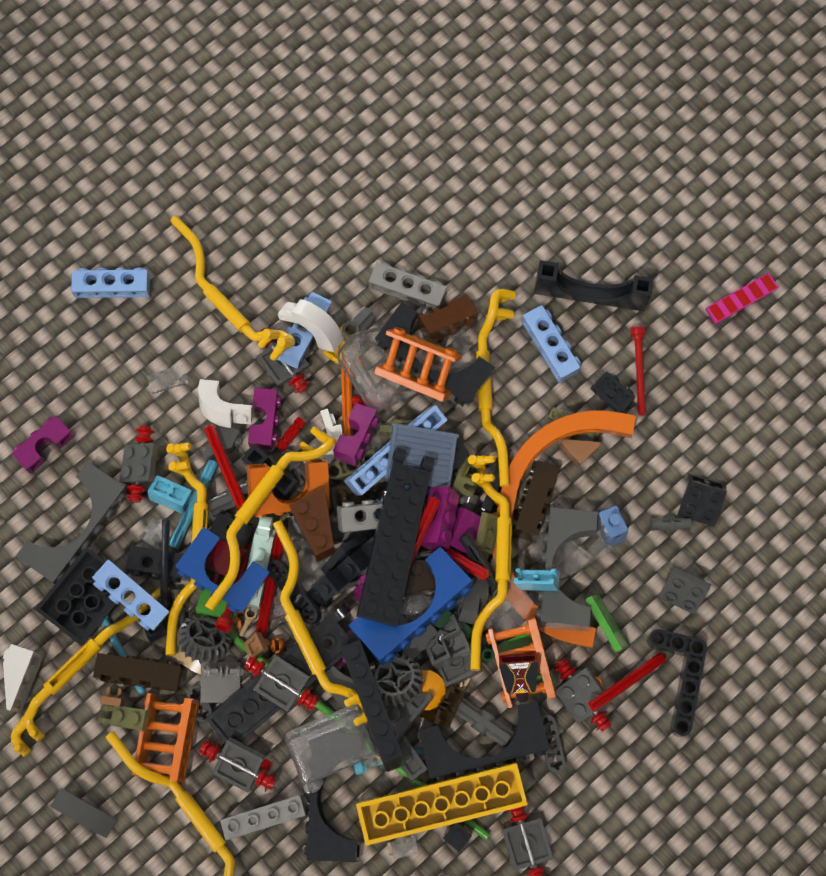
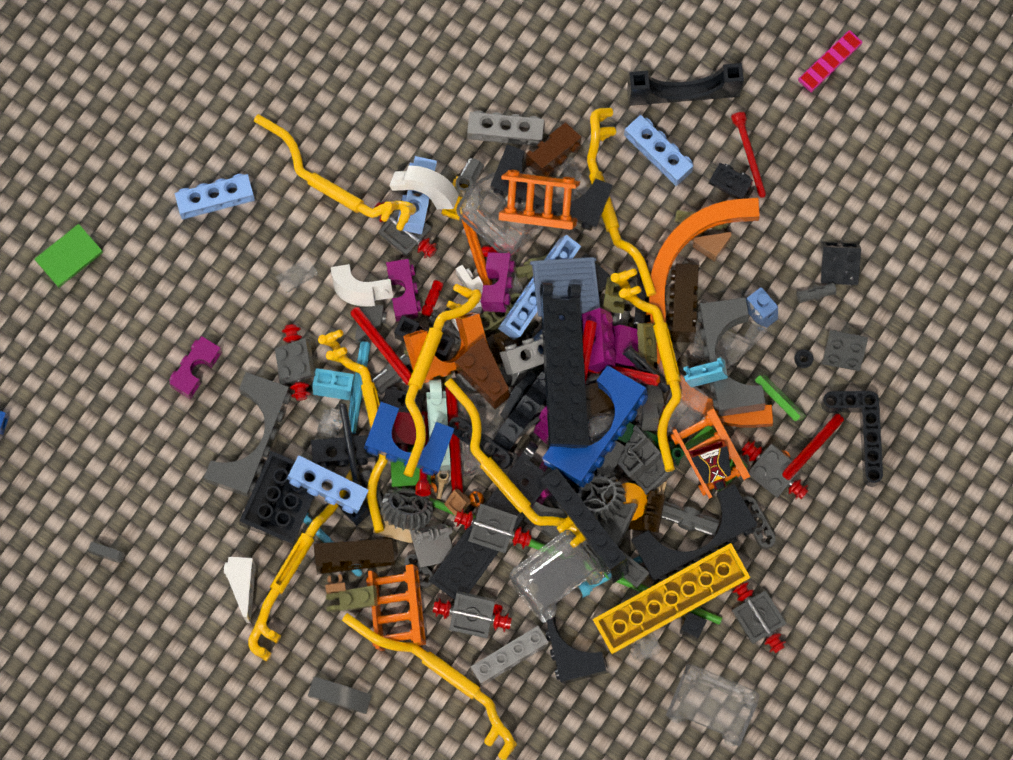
camera: 15 degrees left, 0 degrees up
(641, 581) = (803, 353): none -> black plate

